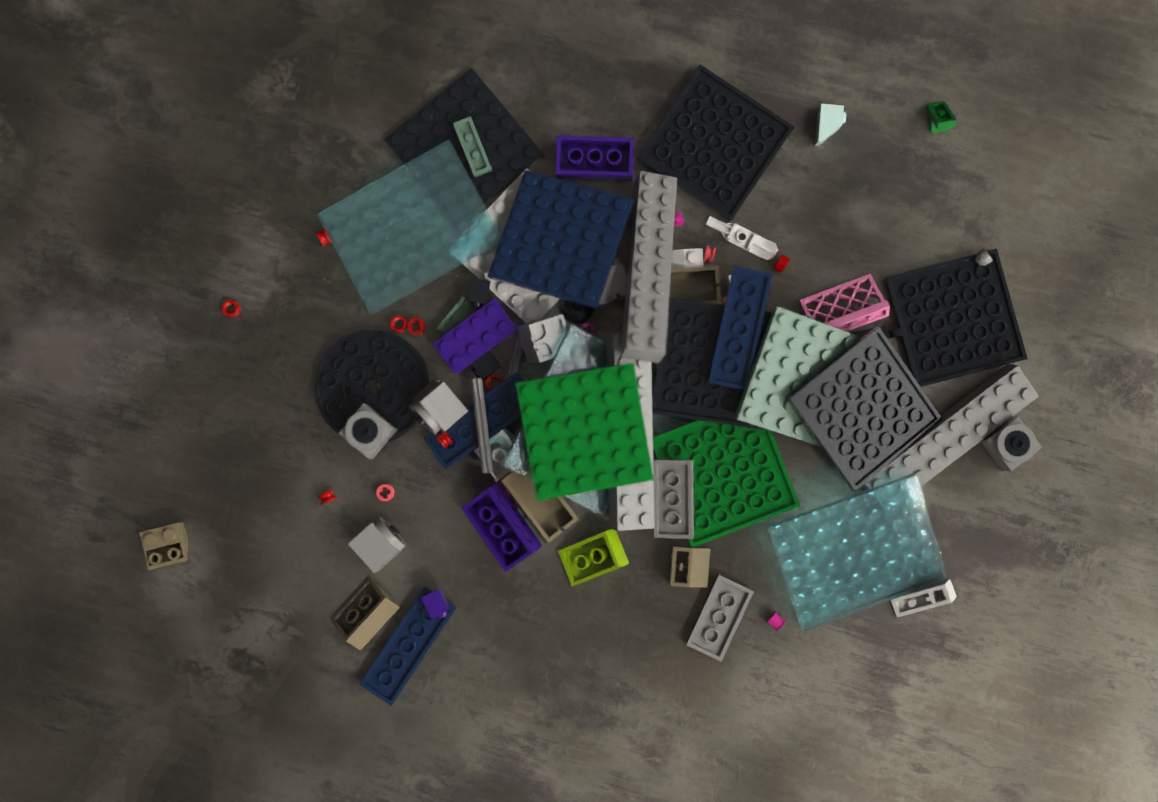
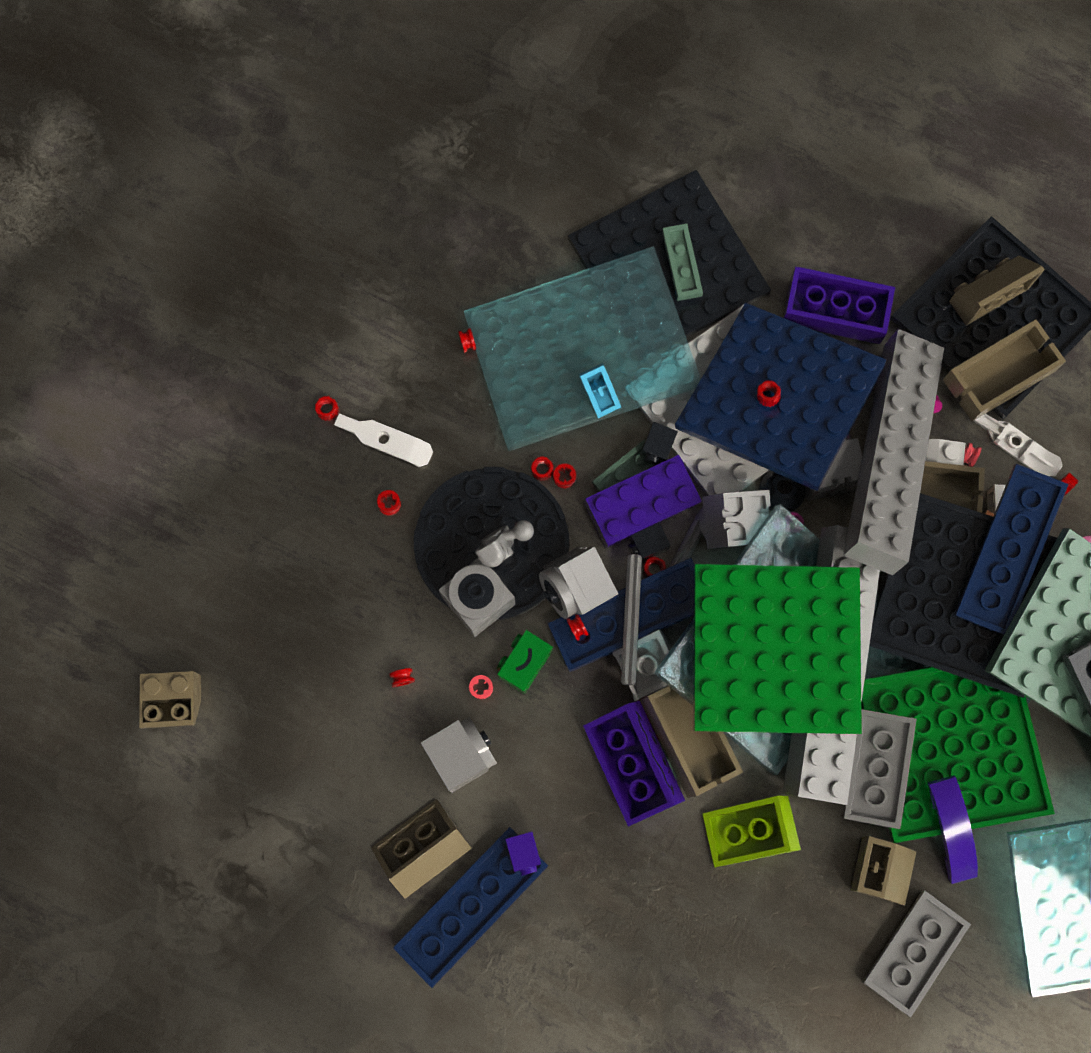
camera: 10 degrees right, 10 degrees down
(290, 325) = (399, 443): none -> white piece
(296, 375) = (394, 509): none -> red bush
(375, 390) = (498, 544): none -> light grey piece
(412, 469) = (524, 661): none -> green brick
(428, 261) = (599, 390): none -> medium azure slope
(550, 236) = (768, 386): none -> red axle
(707, 124) = (994, 288): none -> dark tan slope
(722, 188) = (1003, 370): none -> dark tan piece
(731, 529) = (955, 829): none -> dark purple slope
(776, 621) = (995, 974): dark pink axle -> none

